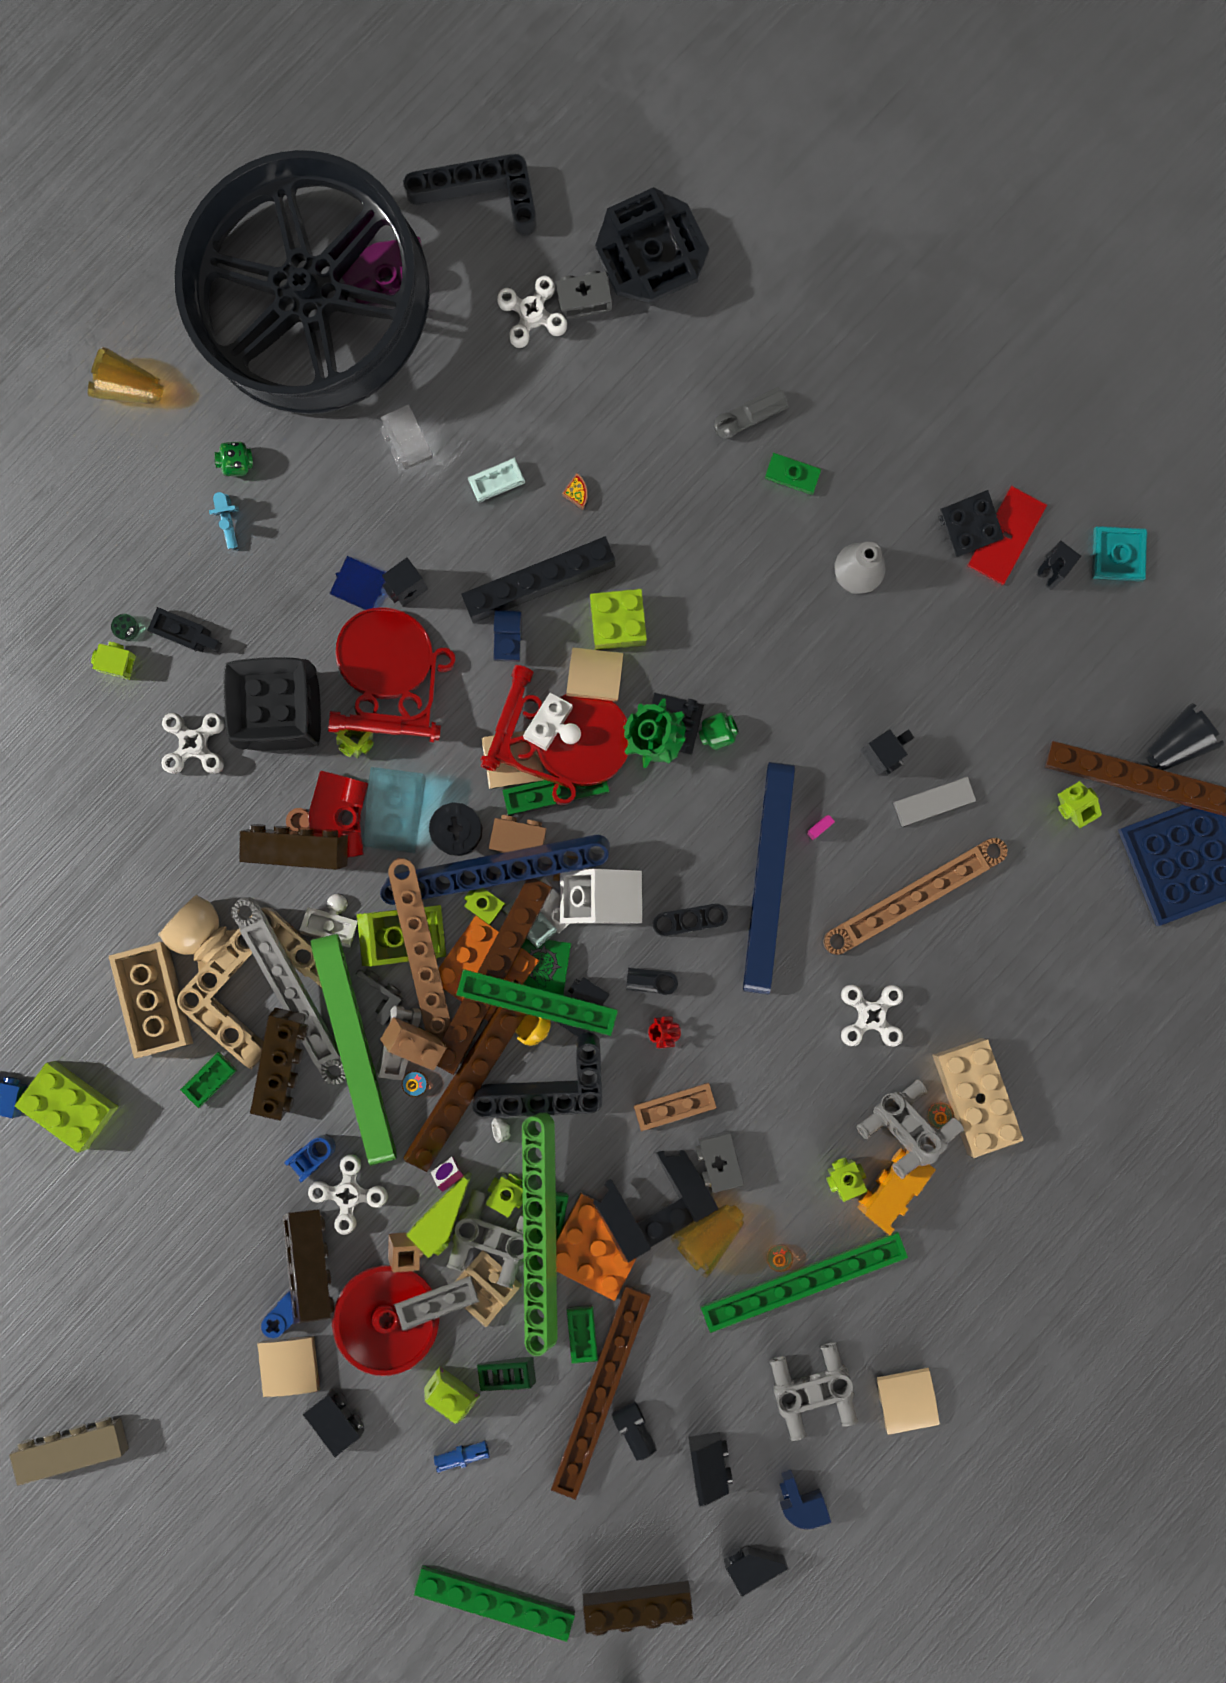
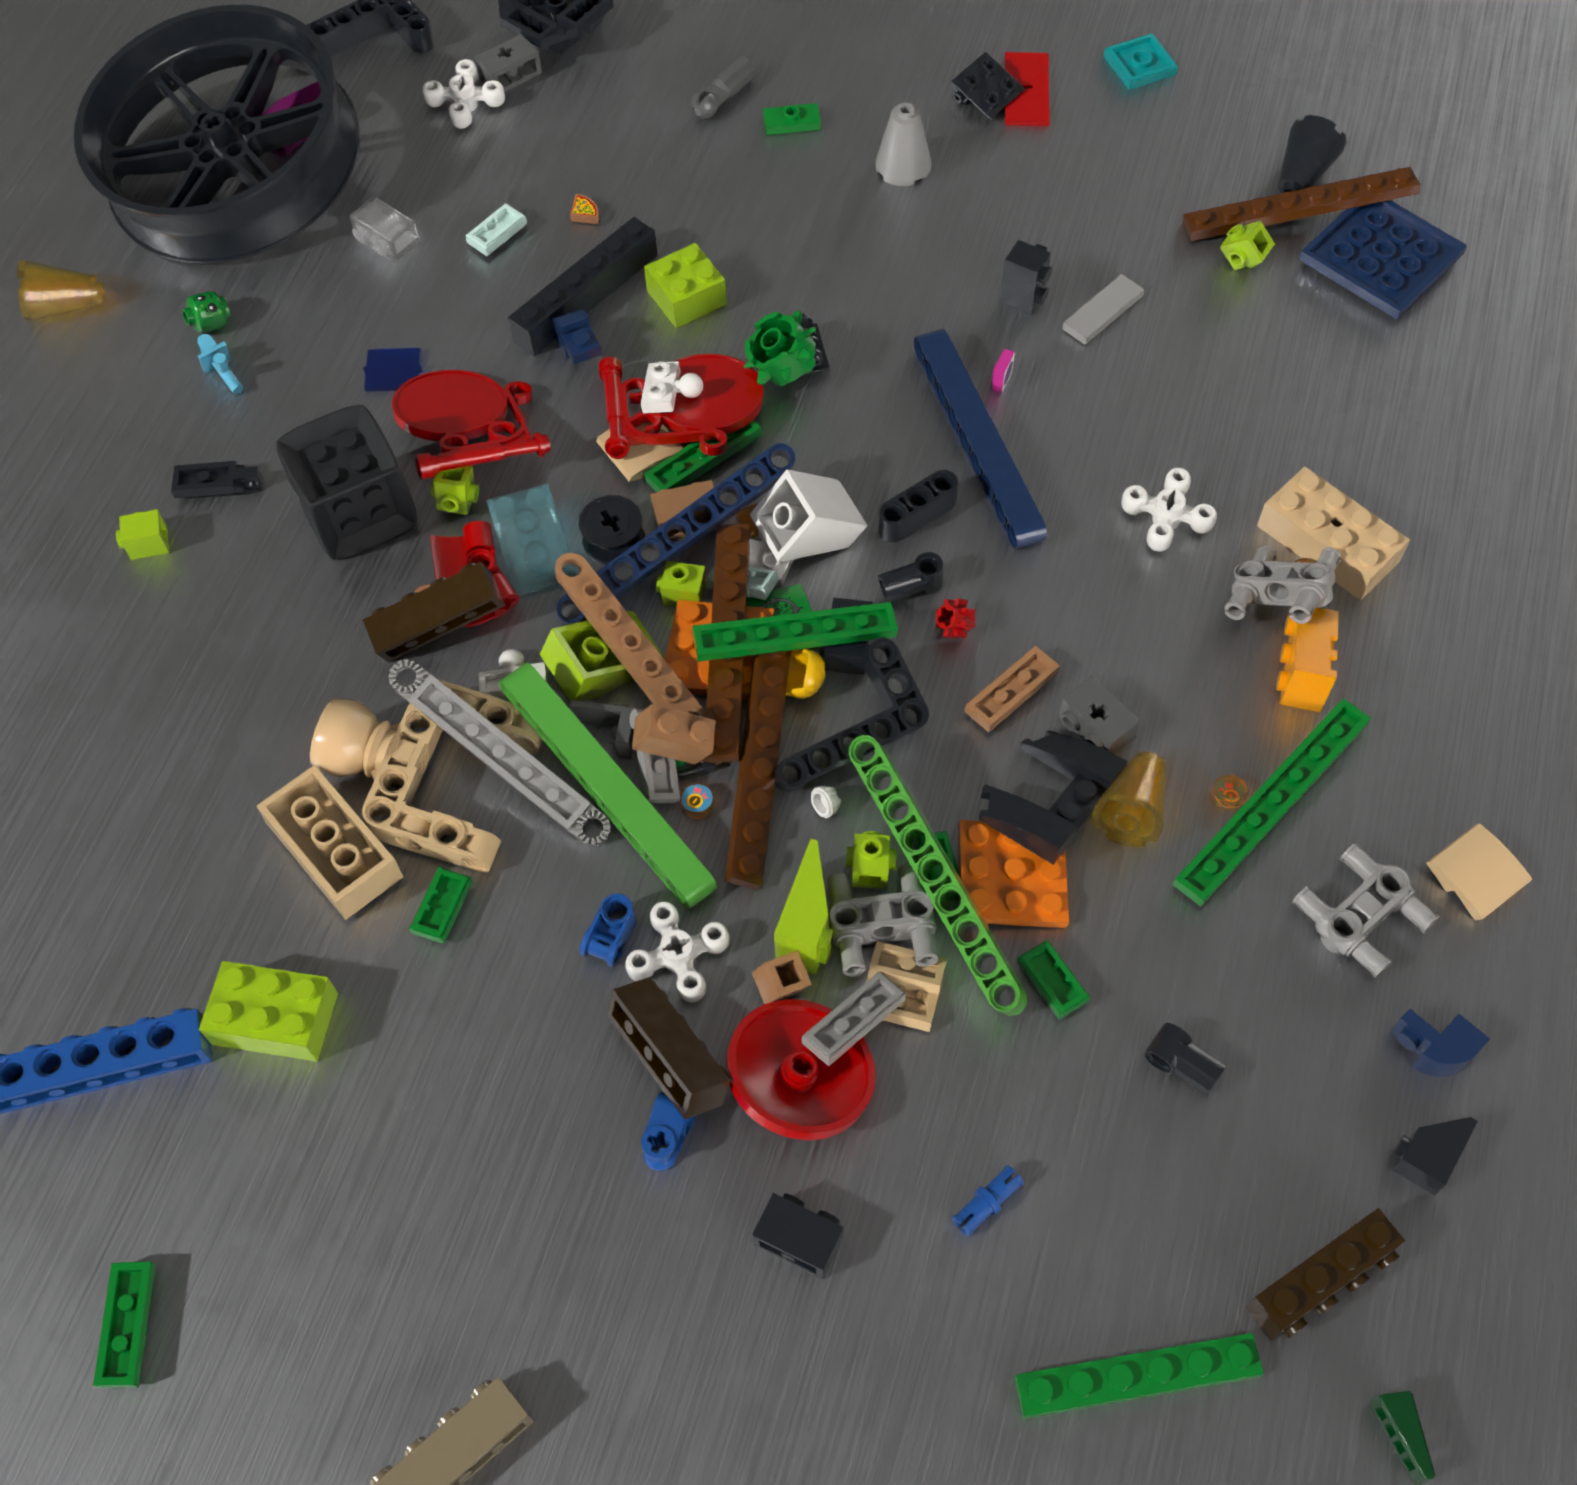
camera: 20 degrees left, 25 degrees down
(125, 627) = (143, 500): clear green tile -> none
(200, 736) = (269, 572): white gear -> none
(278, 1064) = (520, 836): dark brown brick -> none
(288, 1366) = (703, 1196): tan slope -> none
(403, 582) = (442, 333): black brick -> none
(447, 1174) = (785, 874): tile -> none
(449, 1395) = (932, 1123): lime torso -> none
(516, 1364) = (990, 1053): dark green slope -> none
(594, 674) = (688, 340): tan slope -> none
(600, 1392) = (1116, 1041): reddish brown plate -> none
(709, 1467) = (1299, 1052): black slope -> none
(718, 730) = (845, 333): green head -> none
(853, 1185) = (1249, 669): lime brick -> none
(915, 896) = (1138, 392): medium nougat plate -> none
(1060, 562) = (1089, 75): black hinge -> none

